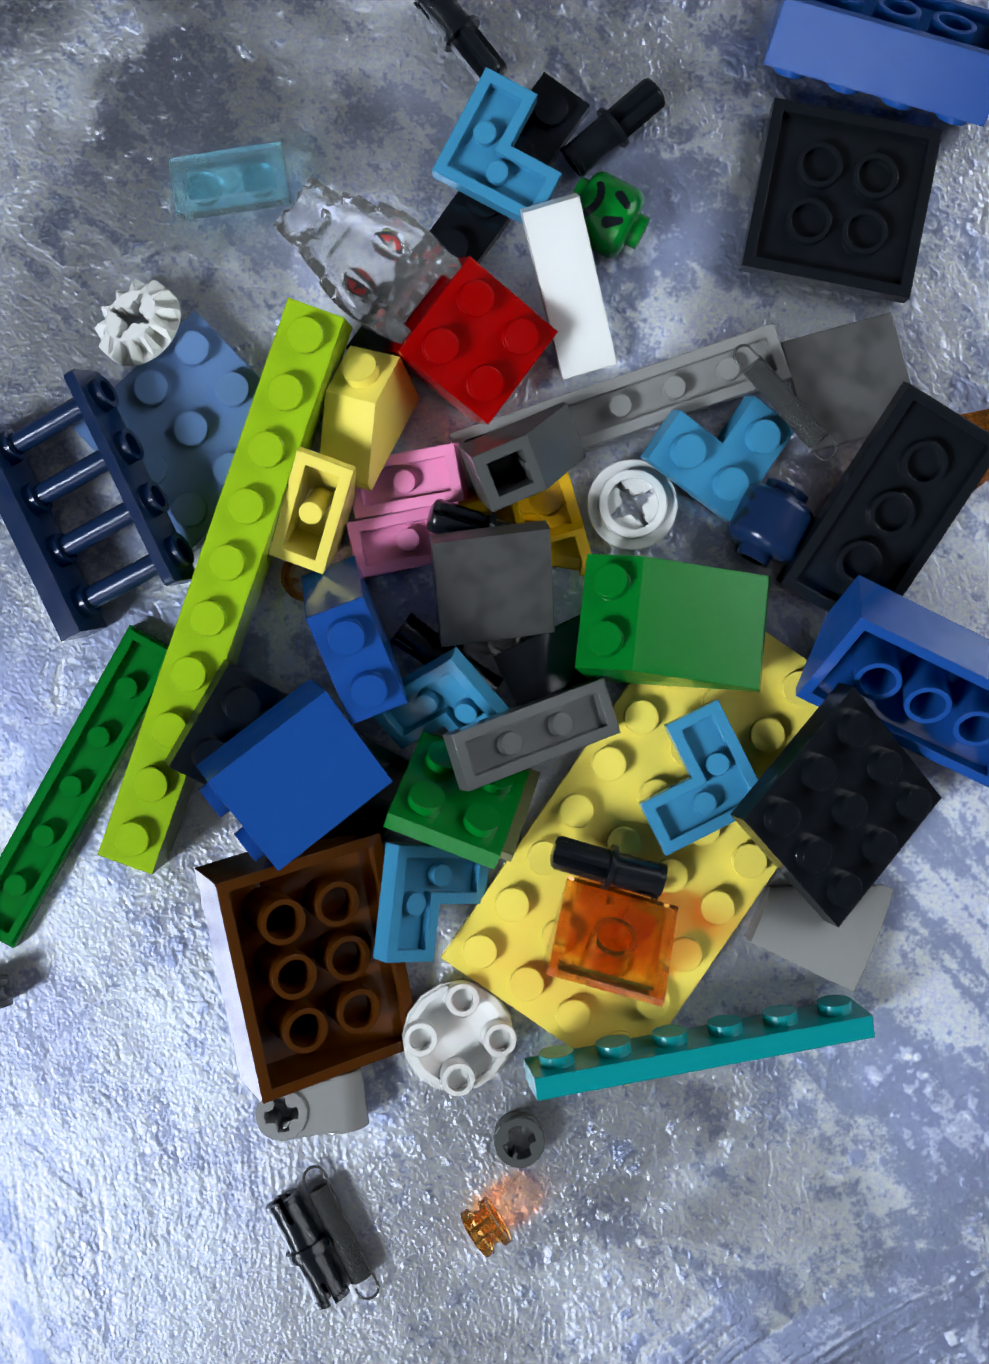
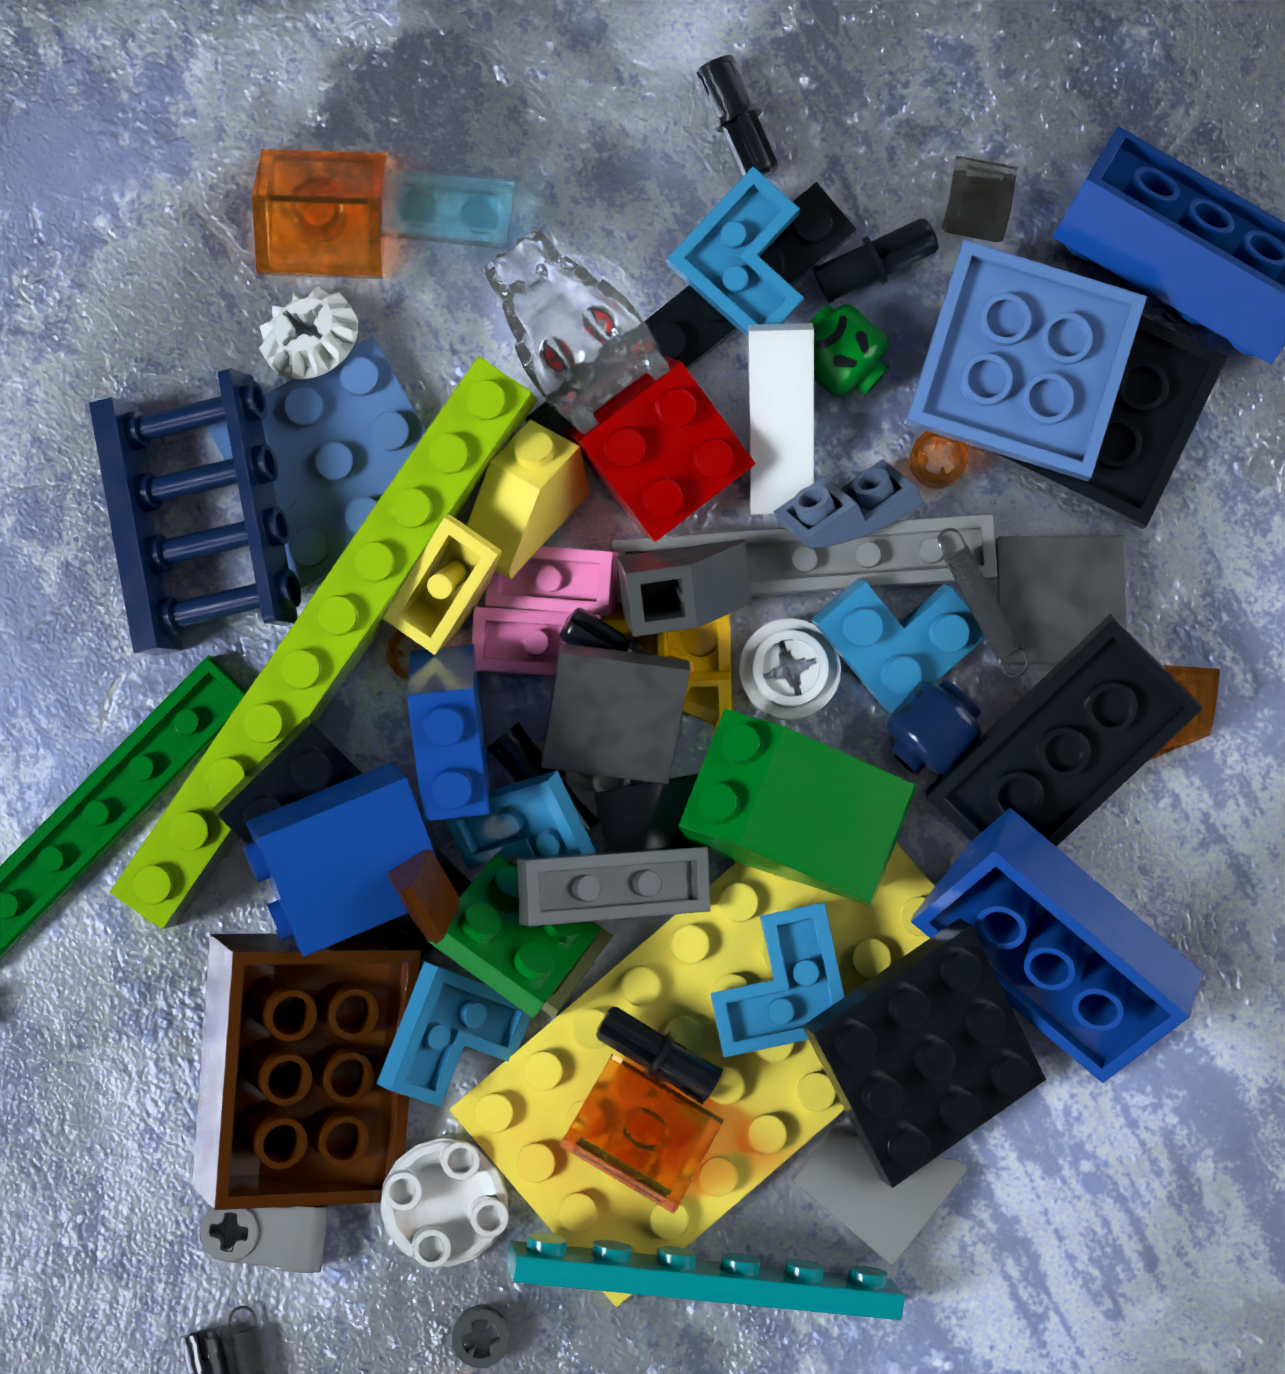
camera: 15 degrees right, 5 degrees down
(119, 216) = (319, 213): none -> clear orange slope
(371, 788) = (426, 894): none -> reddish brown slope
(636, 360) = (831, 516): none -> sand blue slope
(689, 51) = (979, 199): none -> clear smoke slope
(729, 282) = (919, 460): none -> clear orange bush
(770, 177) = (1026, 360): none -> medium blue plate

